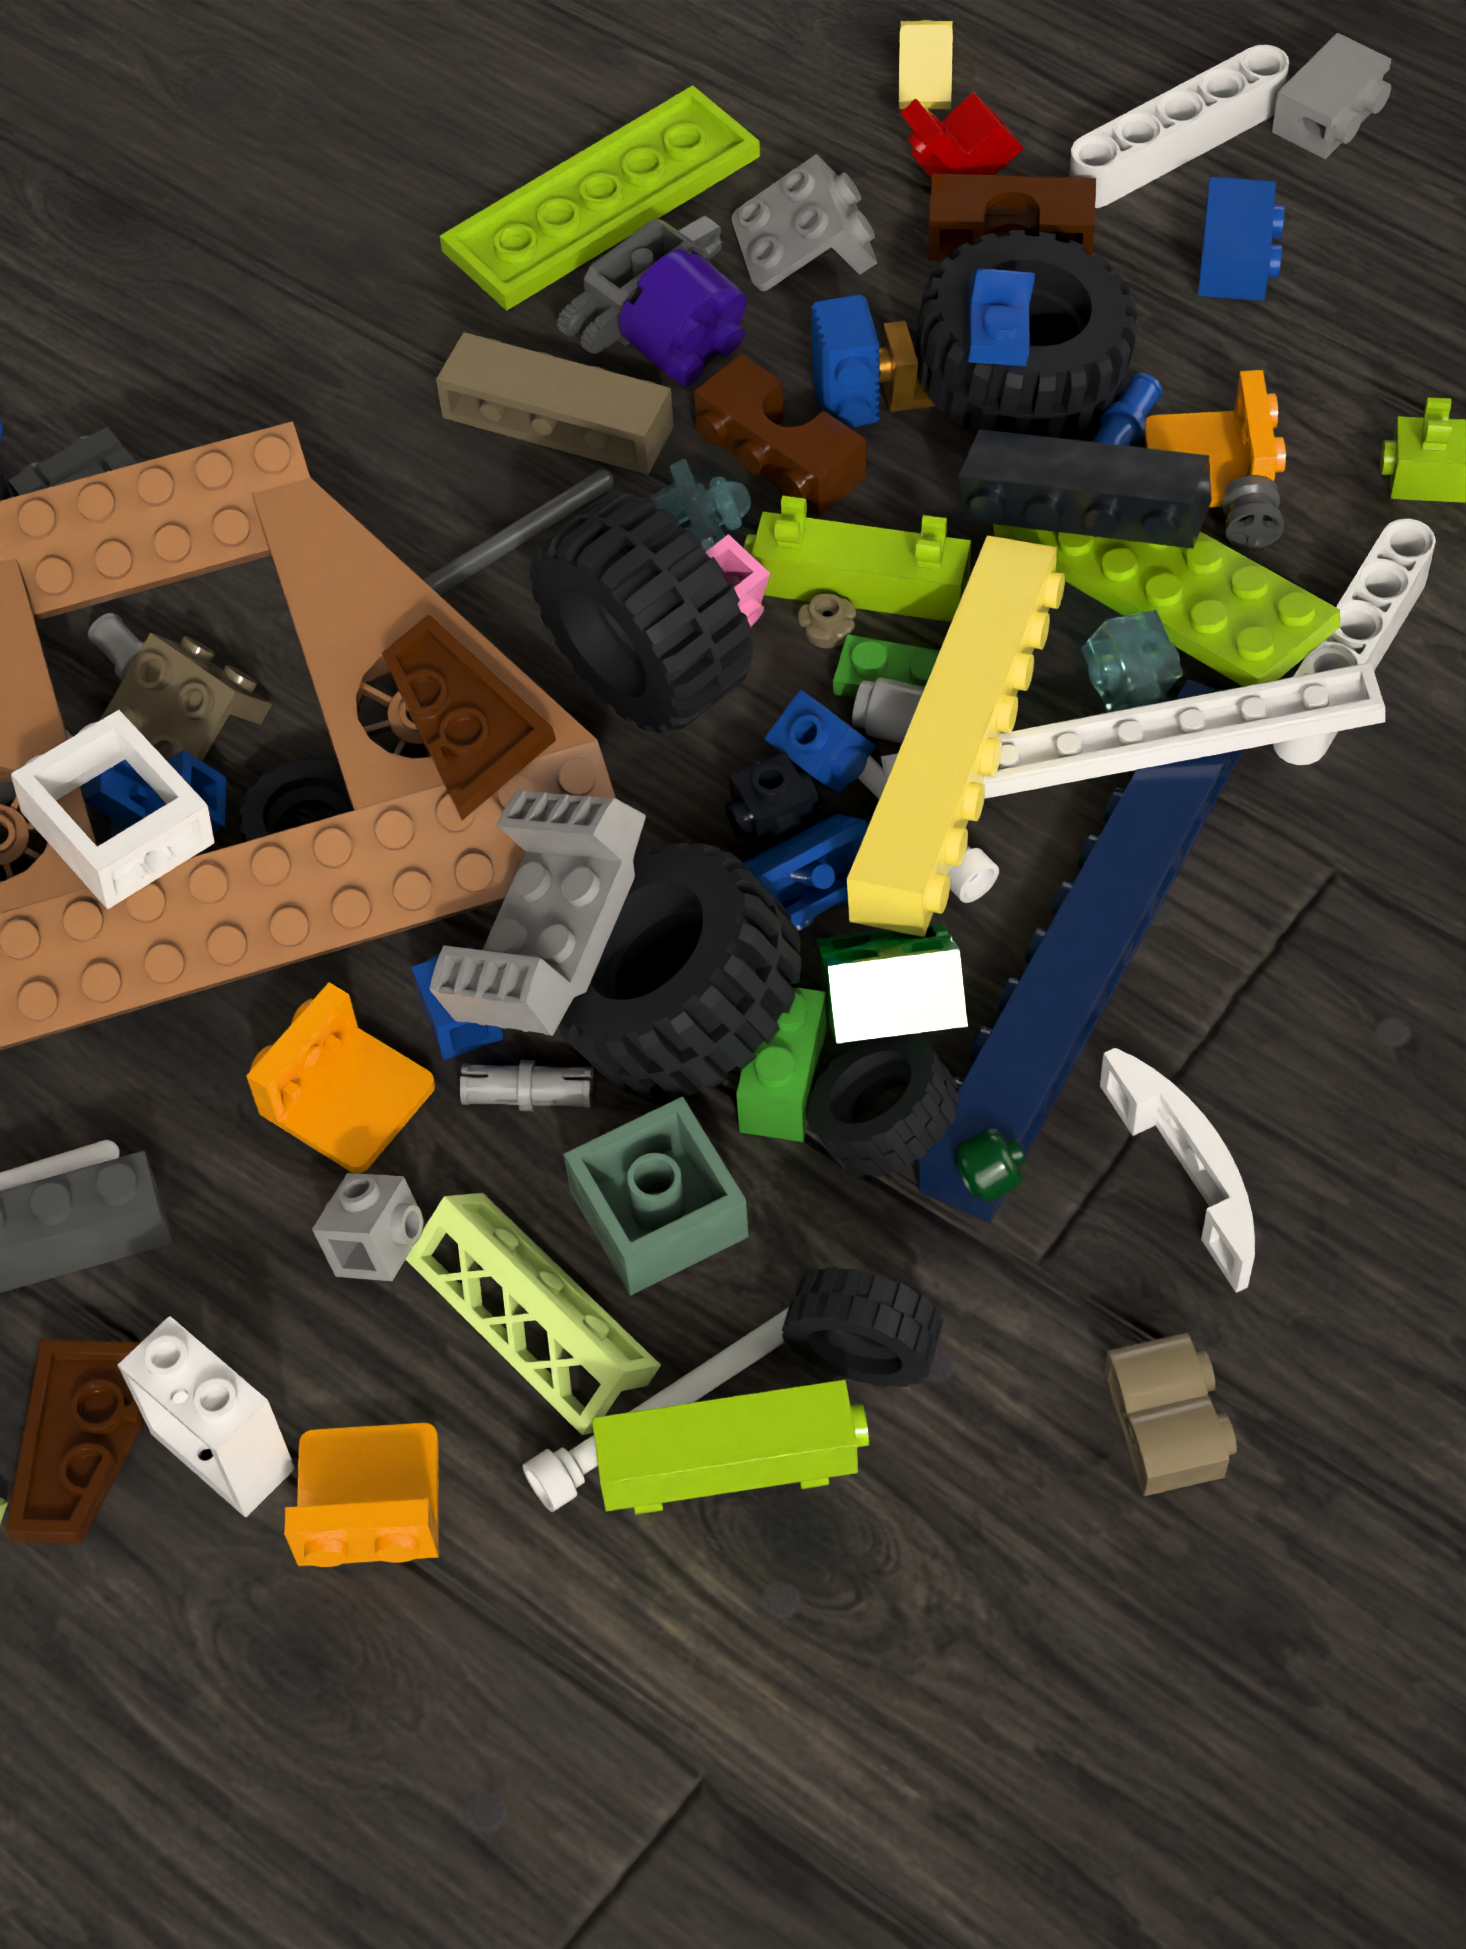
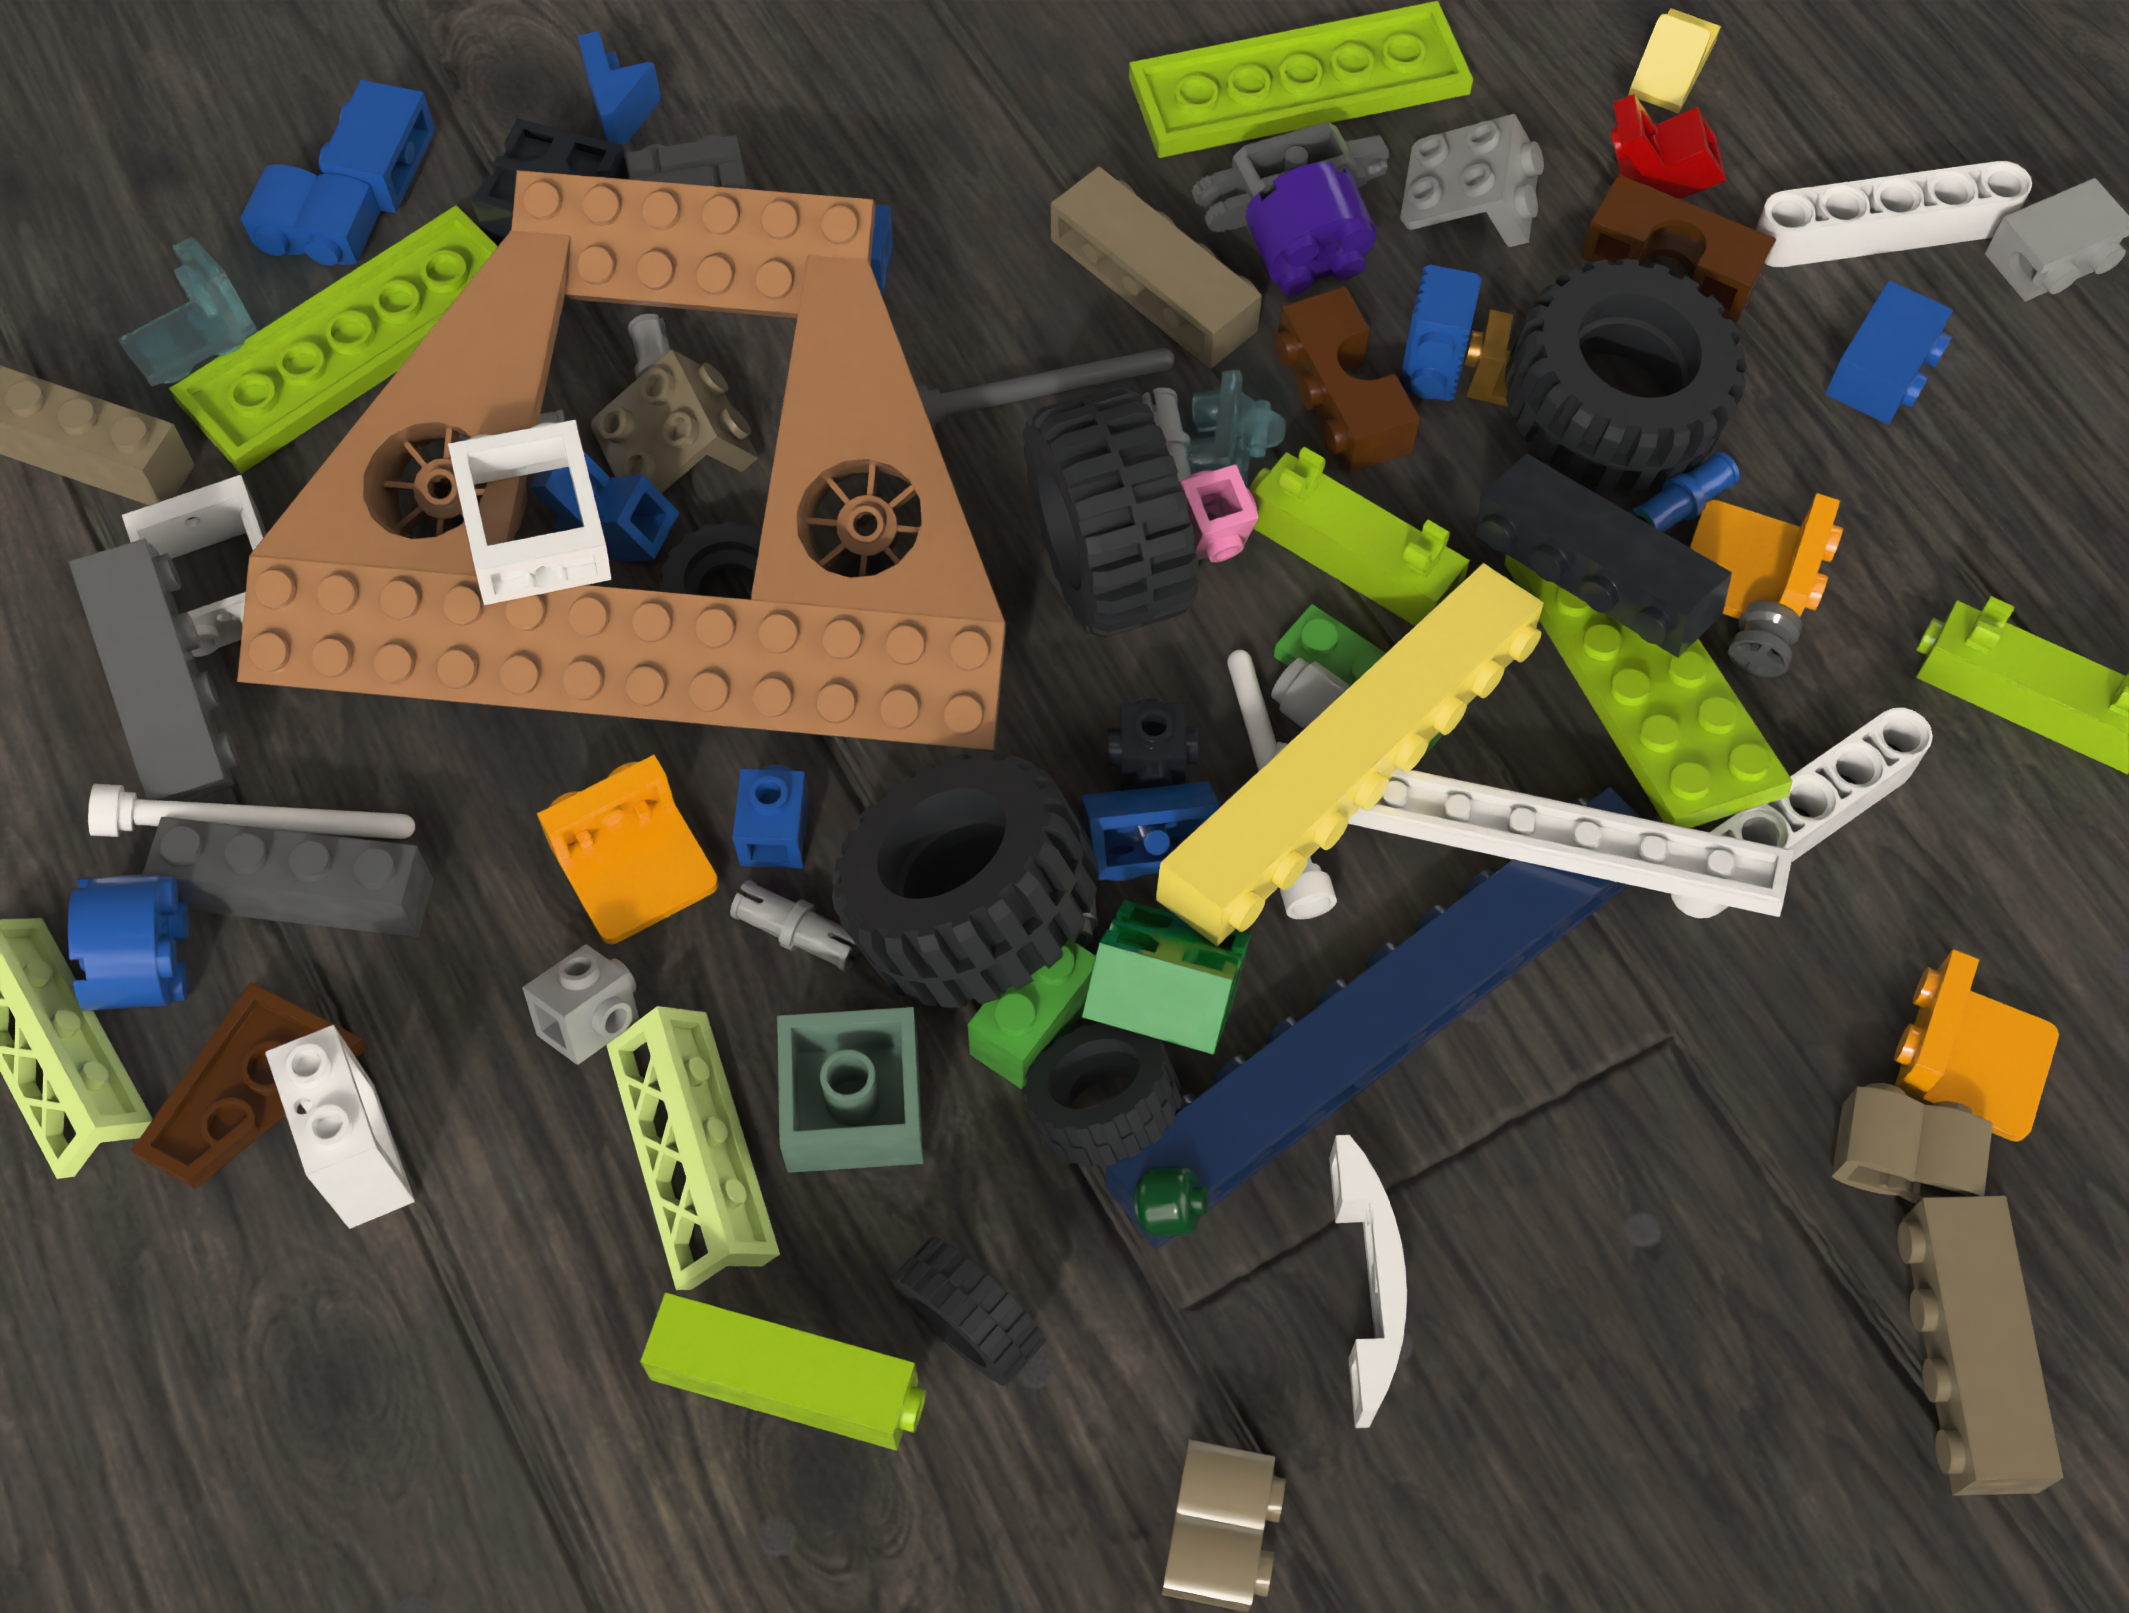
camera: 20 degrees right, 5 degrees up
(366, 1495) = (453, 1262): light orange bracket -> none
(464, 714) = (889, 550): reddish brown wing -> none
(552, 916) = (874, 783): light grey plate -> none
(560, 1473) = (633, 1318): white piece -> none
(820, 742) = (1228, 704): blue brick -> none
(827, 631) = (1298, 593): dark tan plate -> none
(999, 316) = (1596, 349): blue slope -> none
(1132, 661) = (1567, 746): clear light blue brick -> none

